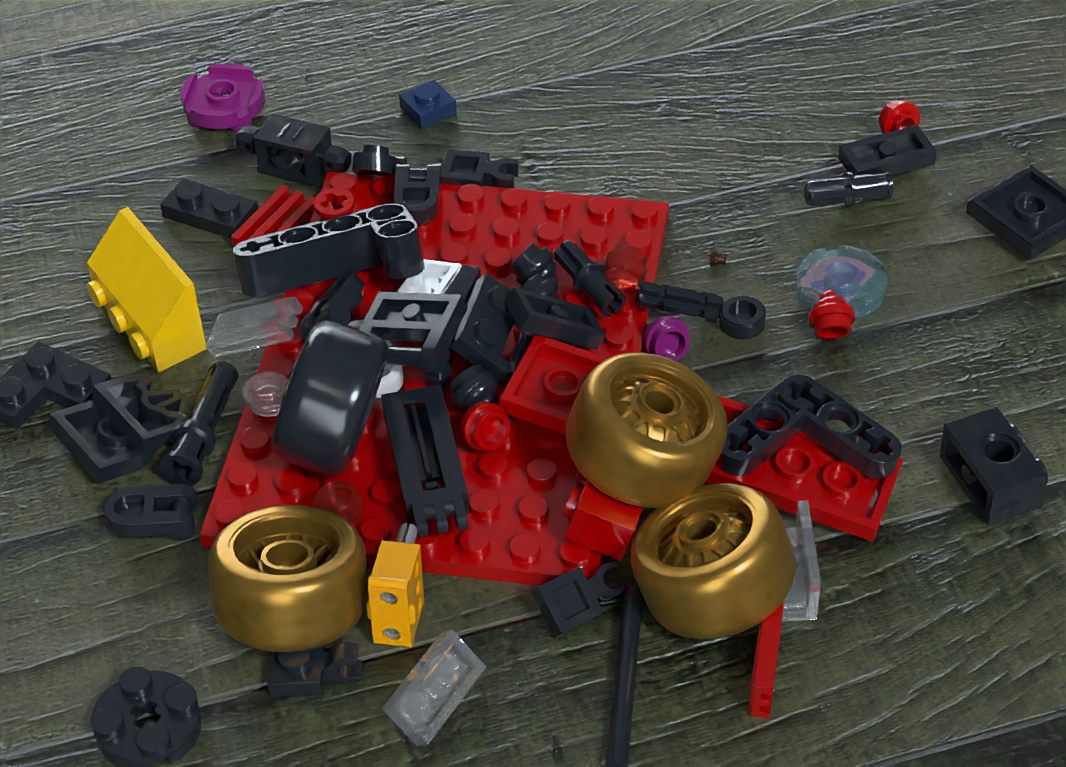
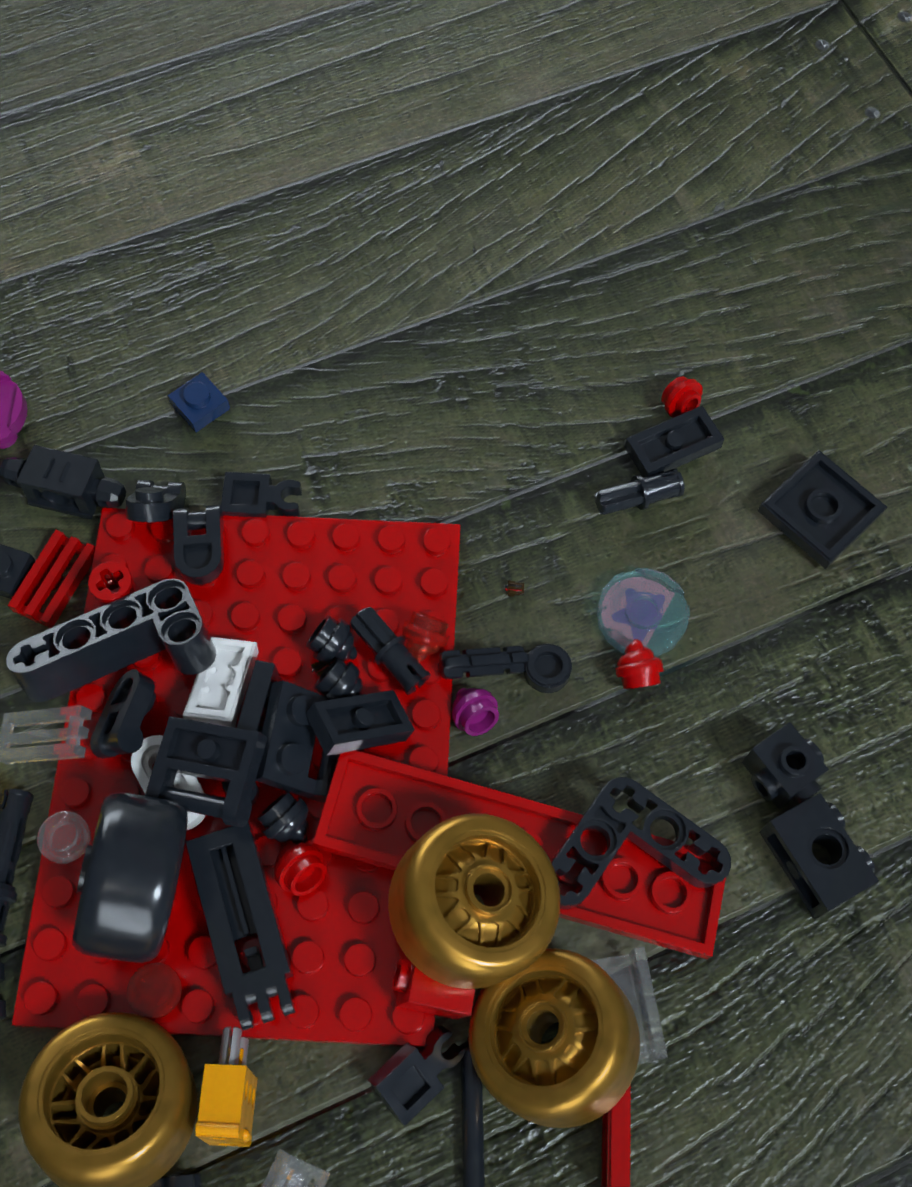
camera: 10 degrees left, 20 degrees up
(964, 387) = (786, 767): none -> black brick

